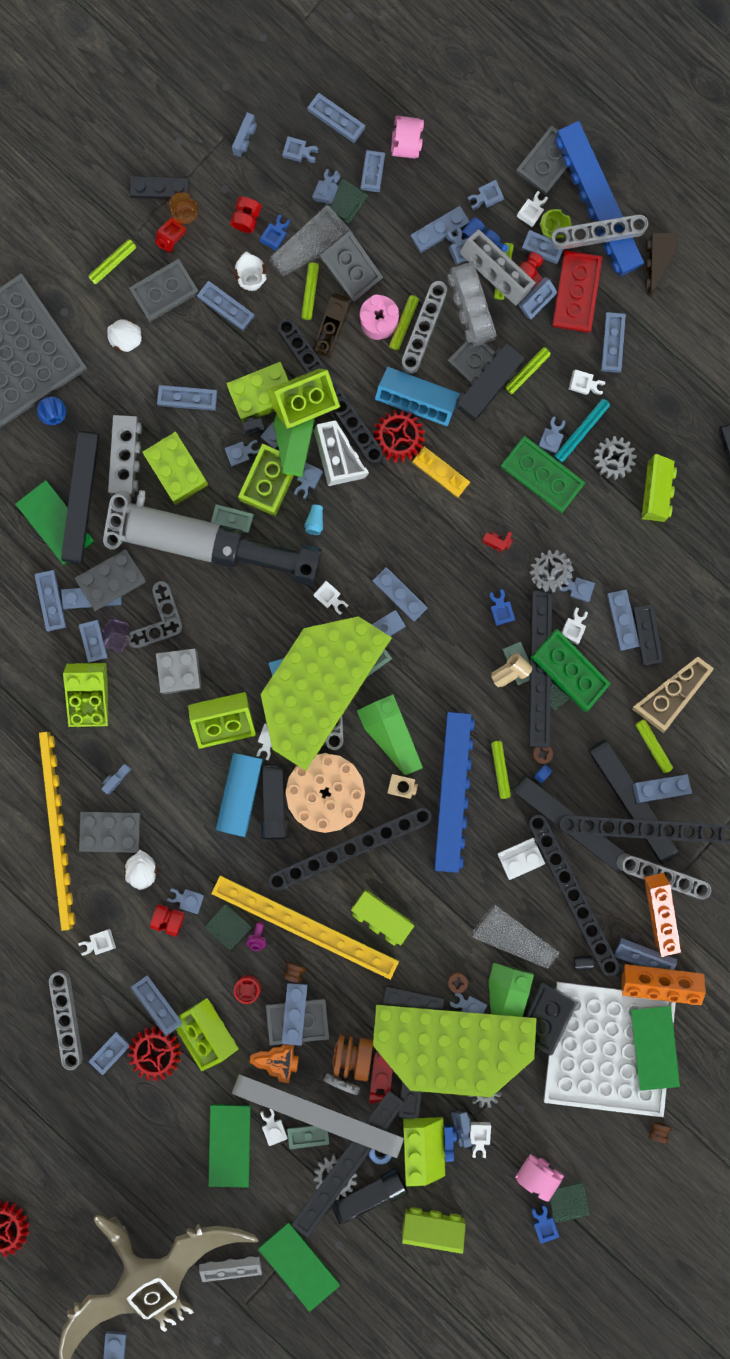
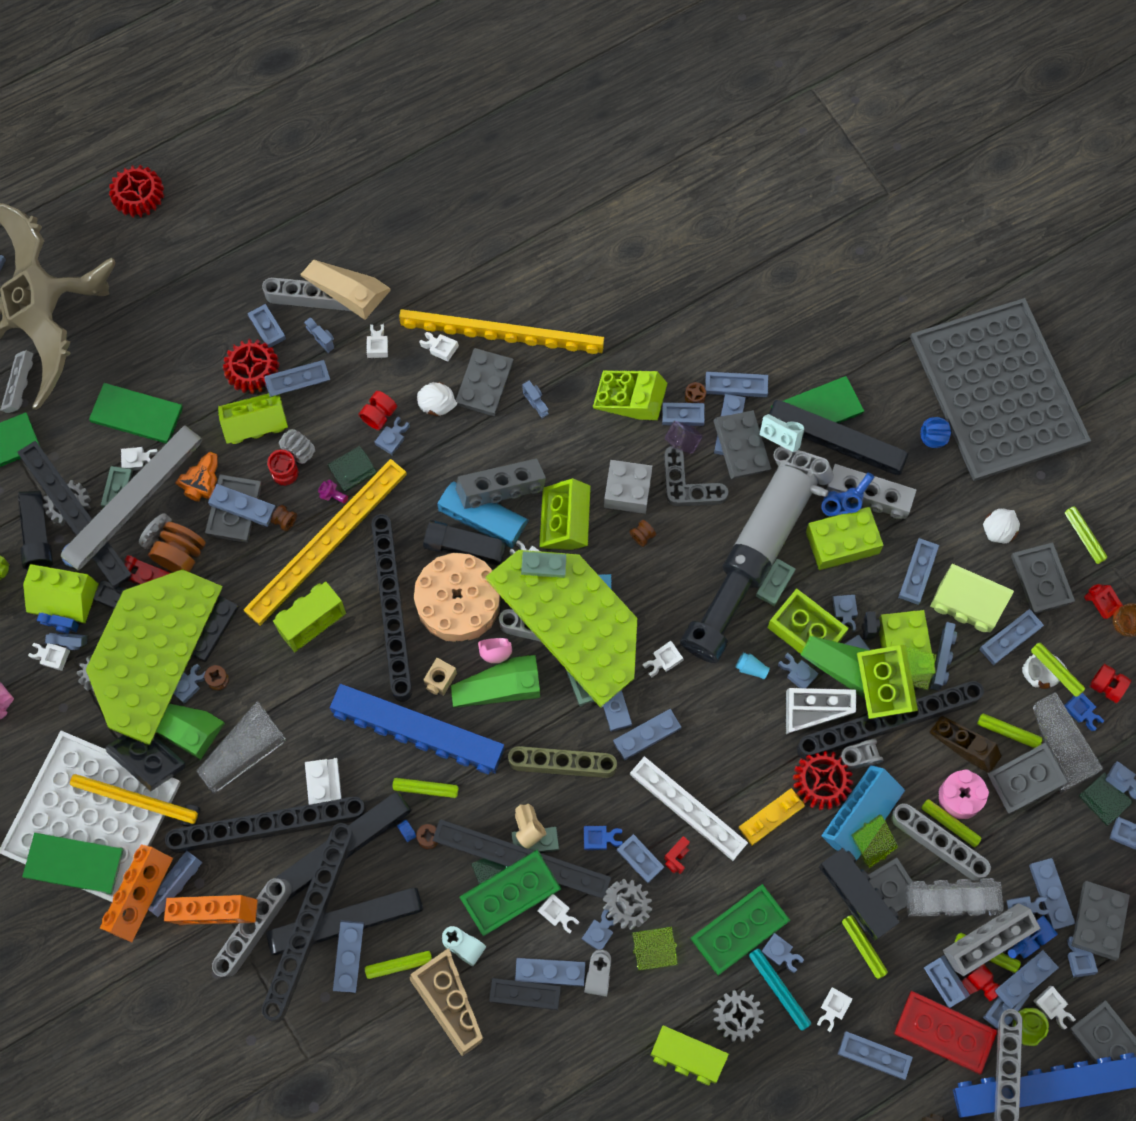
camera: 105 degrees right, 15 degrees down
(53, 983) = (350, 288): none -> tan wedge
(70, 632) = (695, 389): none -> reddish brown wheel
(86, 881) = (441, 347): none -> white plate
(94, 542) = (784, 434): none -> light aqua plate
(107, 995) = (323, 337): none -> sand blue plate
(145, 475) = (843, 505): none -> blue beam
(190, 765) = (500, 483): none -> dark grey brick
(206, 345) = (971, 598): none -> yellowish green slope
(219, 646) = (642, 533): none -> reddish brown wheel
(224, 982) = (298, 445): none -> light grey gear
(249, 258) = (1058, 669): none -> lime axle
(259, 359) = (944, 656): none -> sand blue plate
(280, 373) = (921, 667): none -> clear neon green piece
(281, 721) = (543, 564): none -> sand green plate
(363, 745) = (495, 650): none -> bright pink hair
(366, 407) = (864, 755): none -> light grey piece
(439, 381) = (874, 841): none -> clear neon green piece
(446, 649) = (573, 758): none -> olive beam
(451, 185) = (1100, 920): none -> dark grey plate
(455, 542) = (688, 808): none -> white plate
(509, 571) = (640, 858): none -> sand blue plate
(518, 234) = (1026, 979): none -> sand blue plate
(578, 540) = (655, 948): none -> clear neon green piece
(586, 1015) = (133, 798): none -> yellow axle
(615, 579) = (598, 976): none -> light grey piece
(624, 694) = (466, 948): none -> light aqua piece

